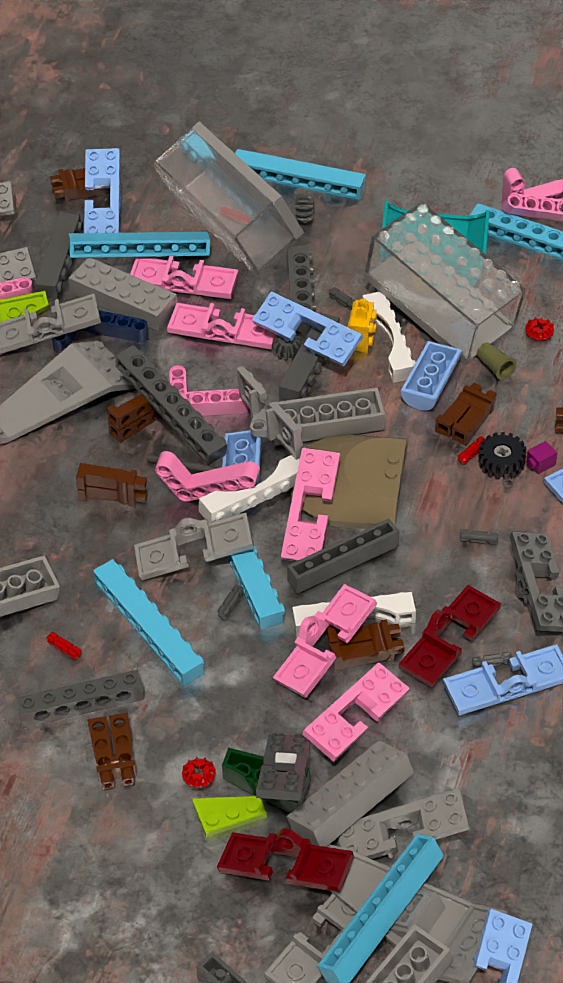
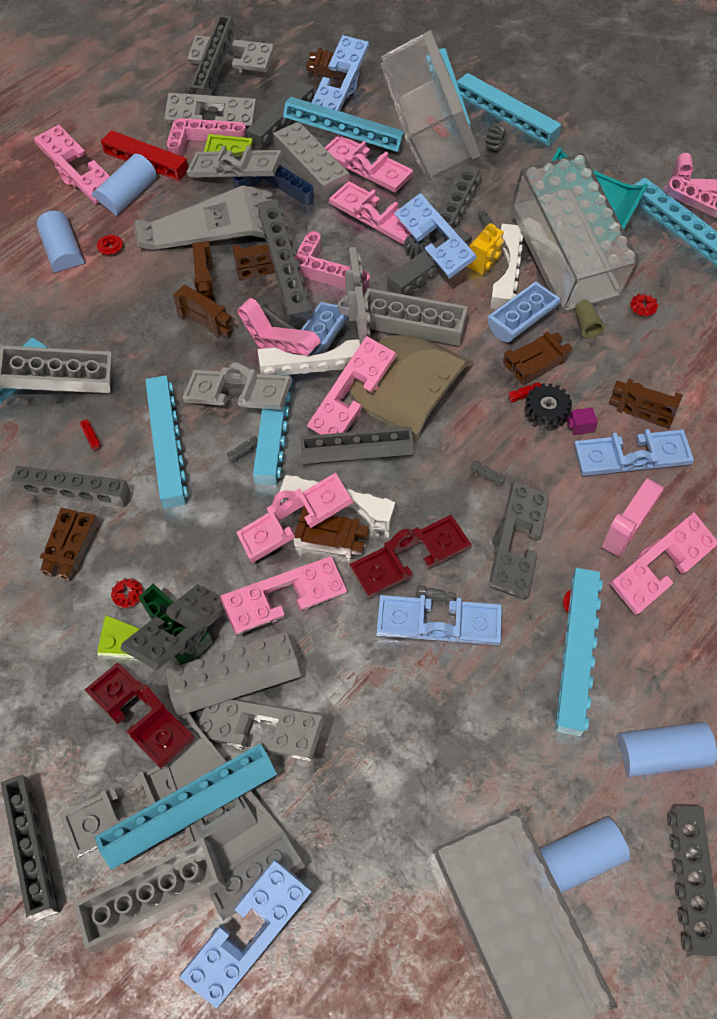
camera: 25 degrees right, 10 degrees up
(80, 443) = (202, 263): none -> reddish brown hips

